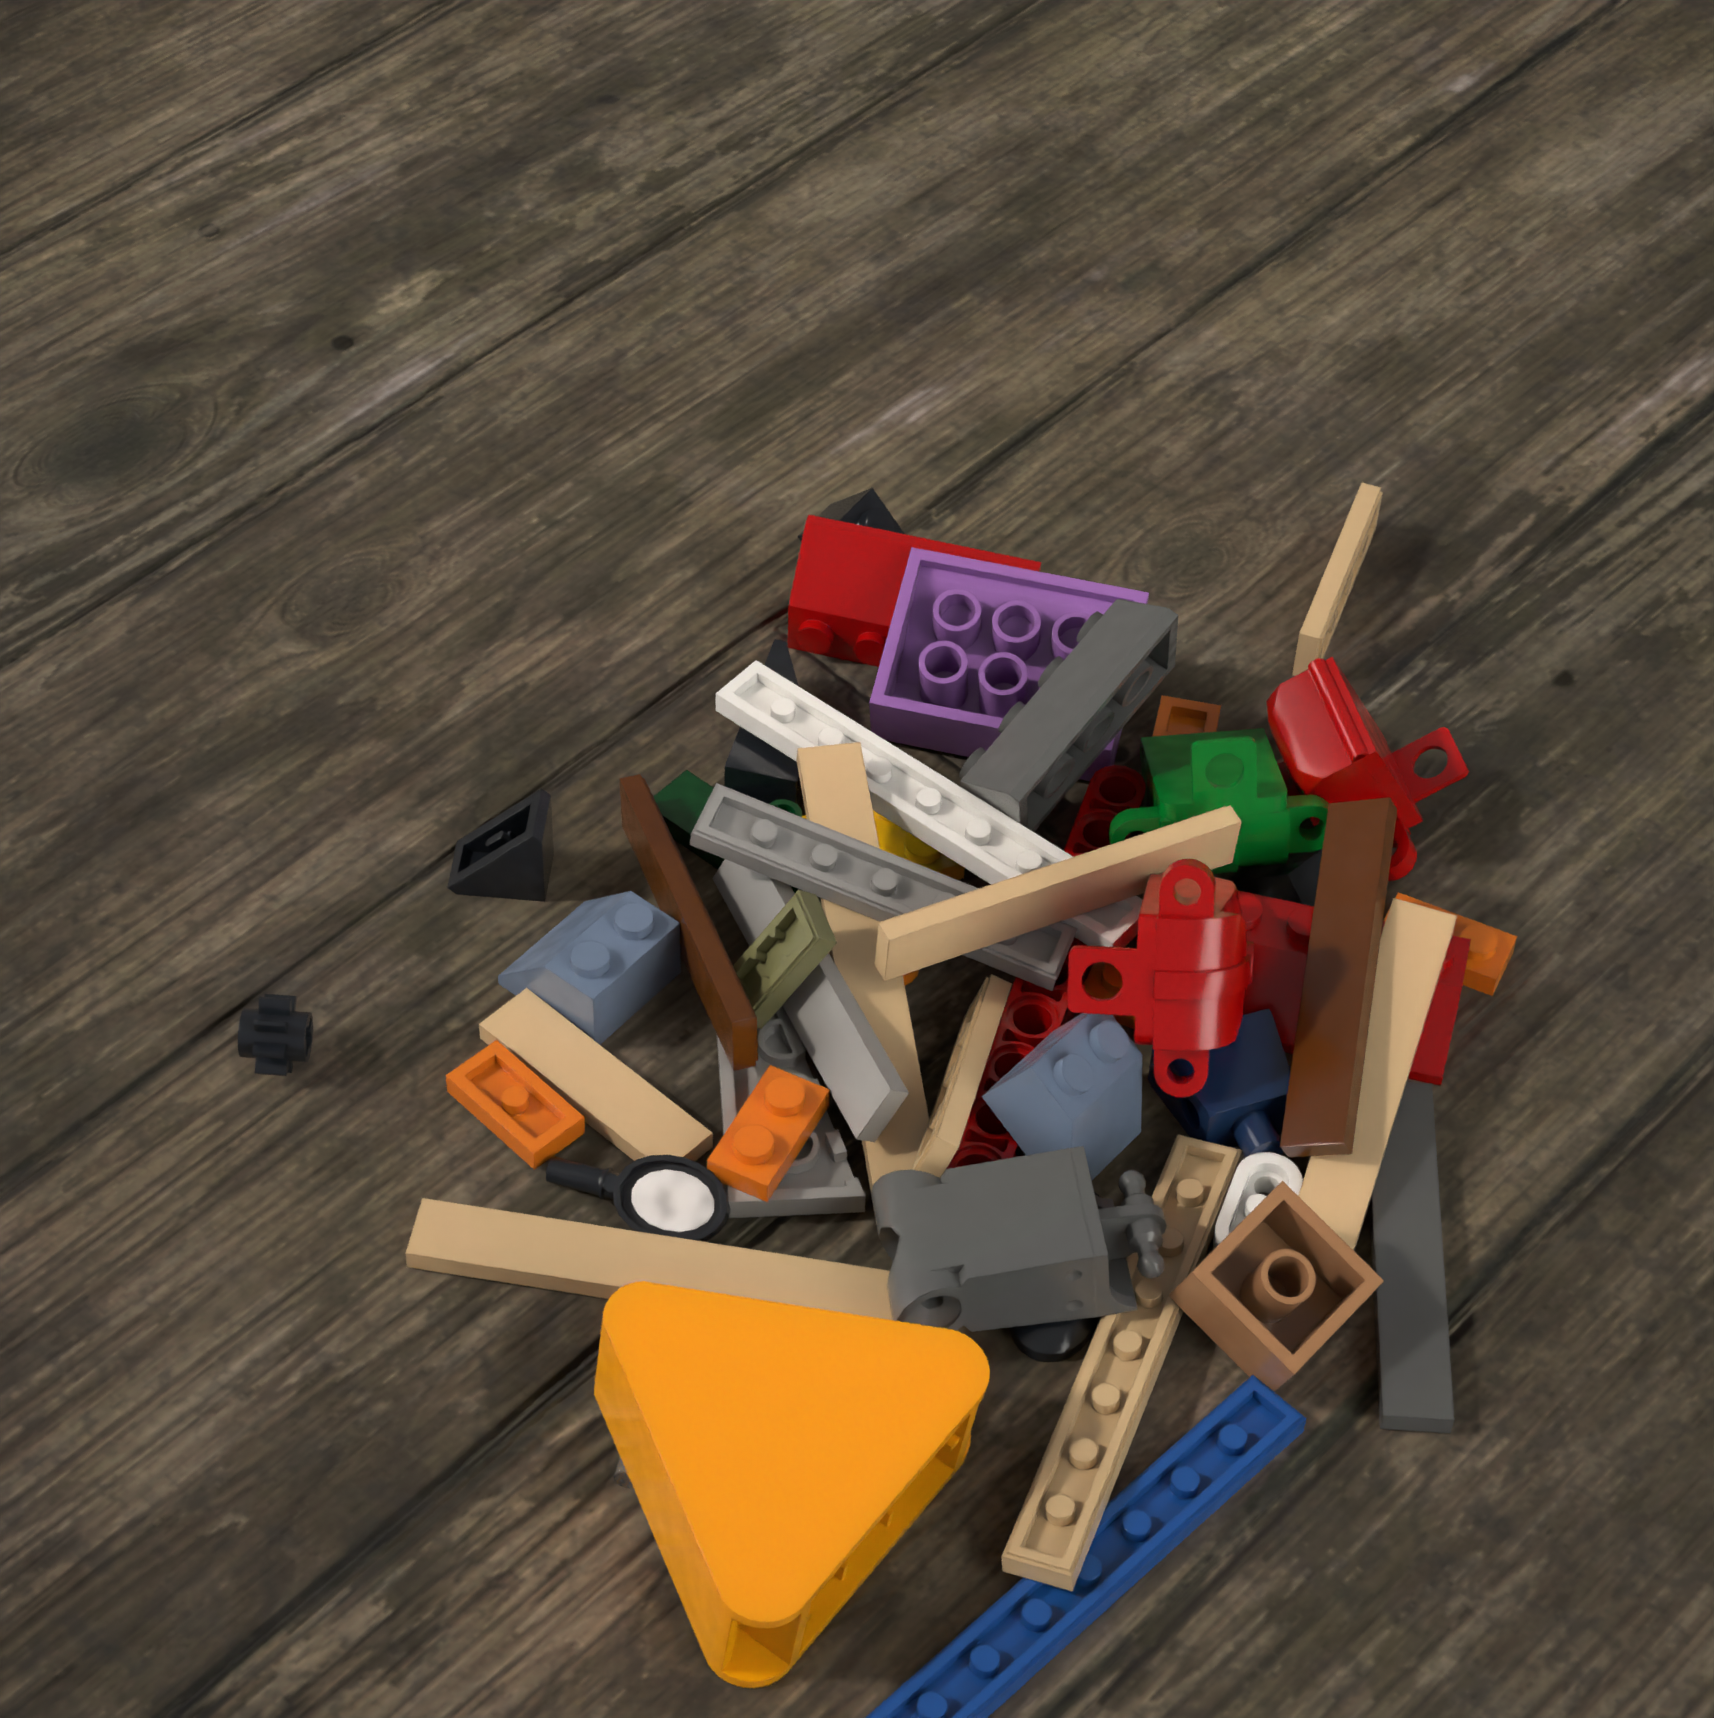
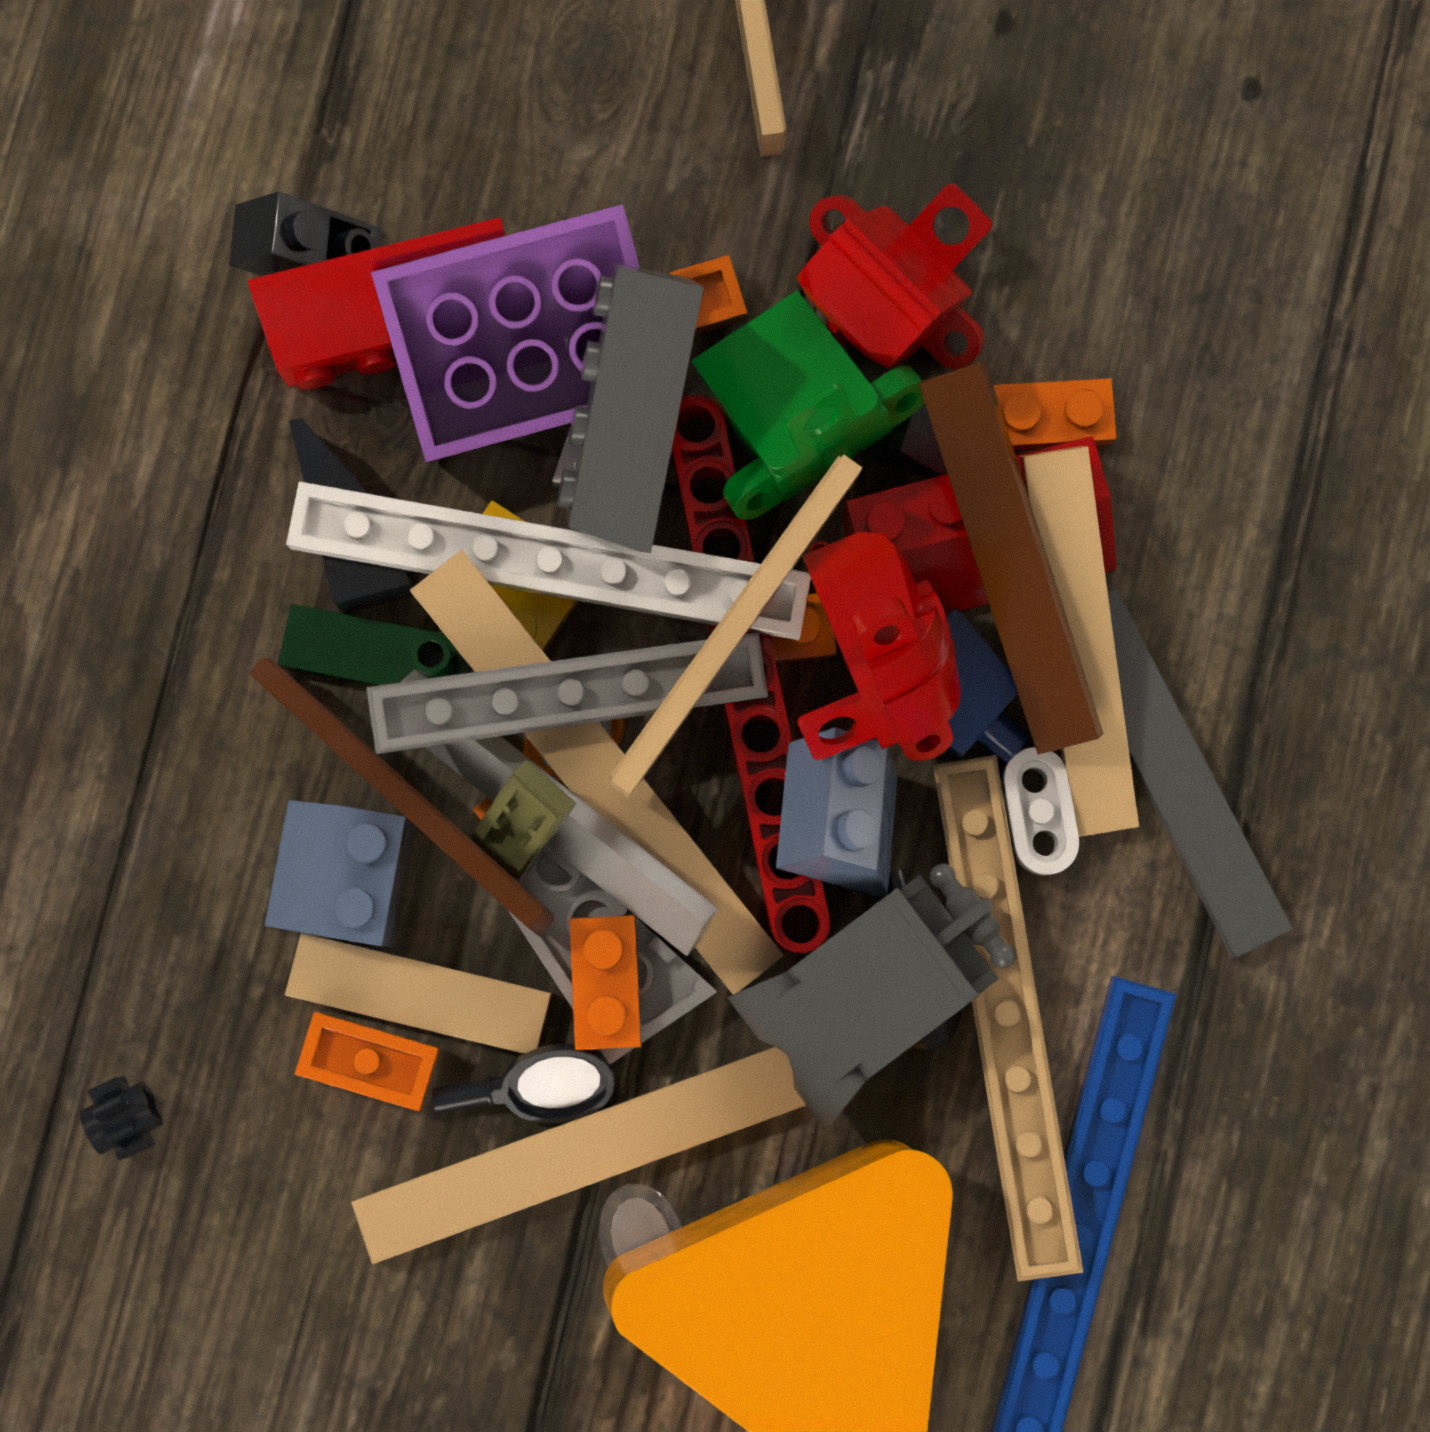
camera: 30 degrees left, 35 degrees up
(507, 854) = (191, 799): black slope -> none
(962, 1077) = (739, 840): tan tile -> none
(1276, 1288) = (1108, 910): medium nougat brick -> none

